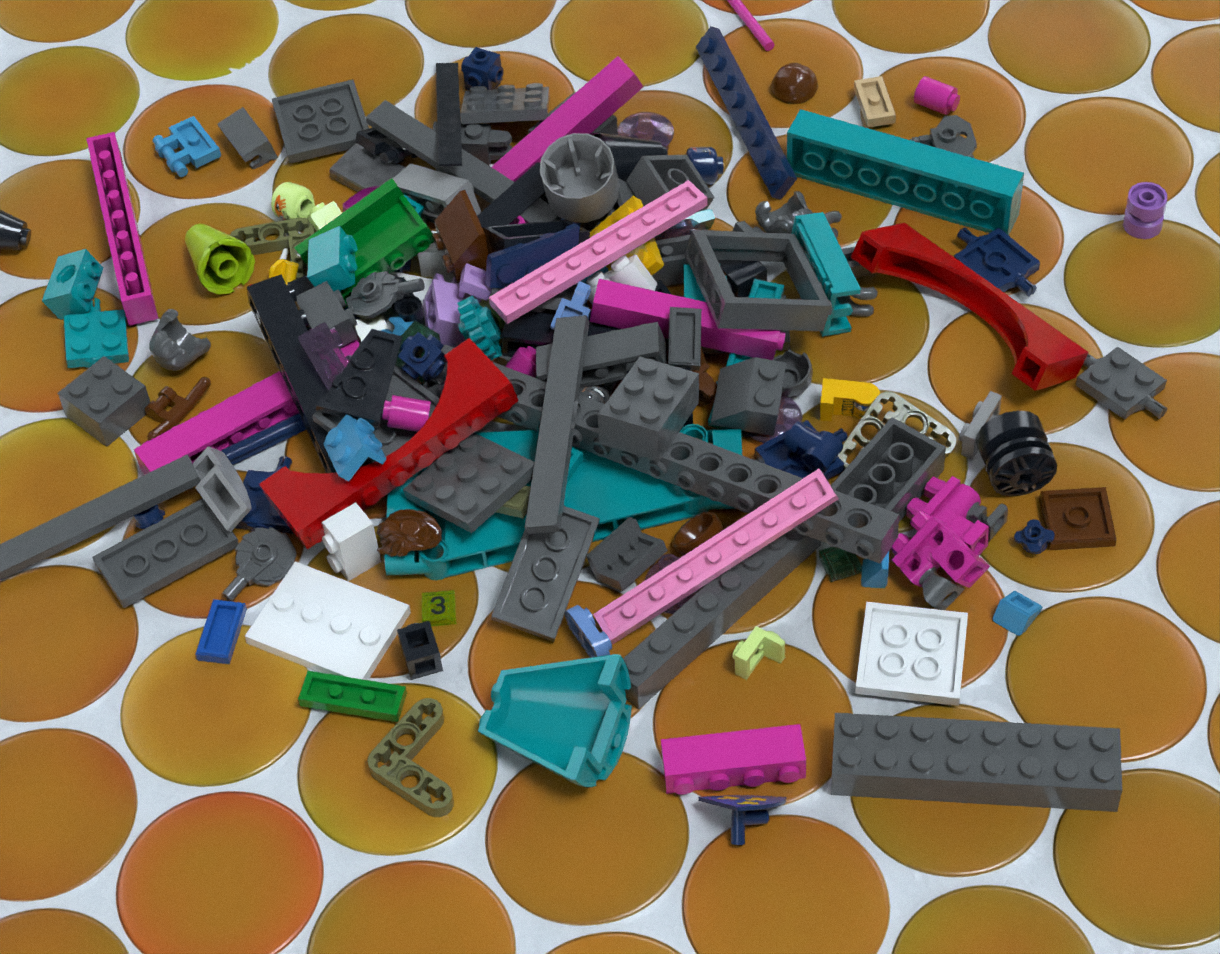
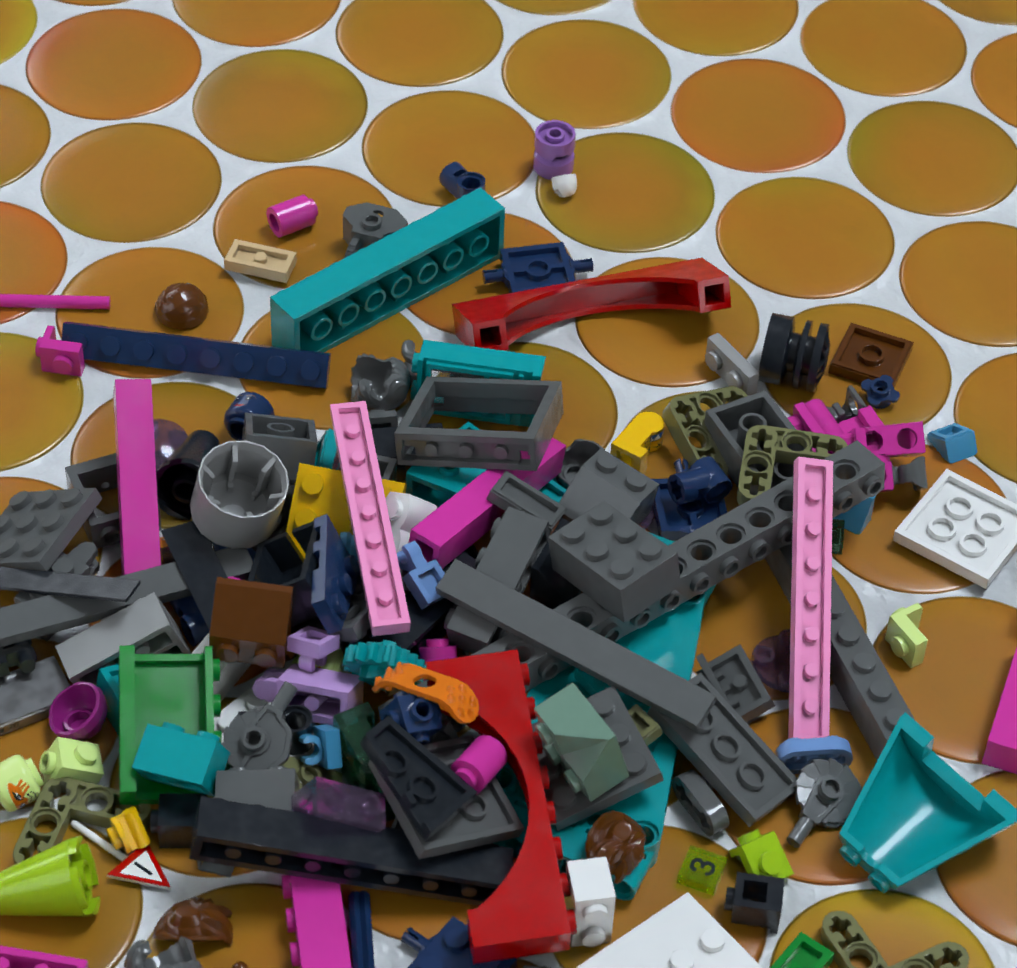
camera: 70 degrees left, 5 degrees down
(234, 347) = (197, 921): none -> reddish brown hat
(351, 445) = (501, 830): dark azure bracket -> none
(438, 361) = (448, 692): none -> orange piece
(453, 458) = (580, 743): none -> sand green slope
(465, 638) = (762, 854): none -> lime bracket
(491, 584) = (700, 802): none -> dark grey beam
(547, 647) = (825, 796): none -> dark grey piece
(689, 40) = (59, 355): none -> dark pink bracket
(696, 532) = (742, 617): reddish brown piece -> none
(870, 474) = (776, 450): none -> olive beam
(1056, 178) = (460, 180): none -> dark blue piece
(1115, 237) = (564, 185): none -> white hinge
(1122, 384) = (743, 257): dark grey plate -> none

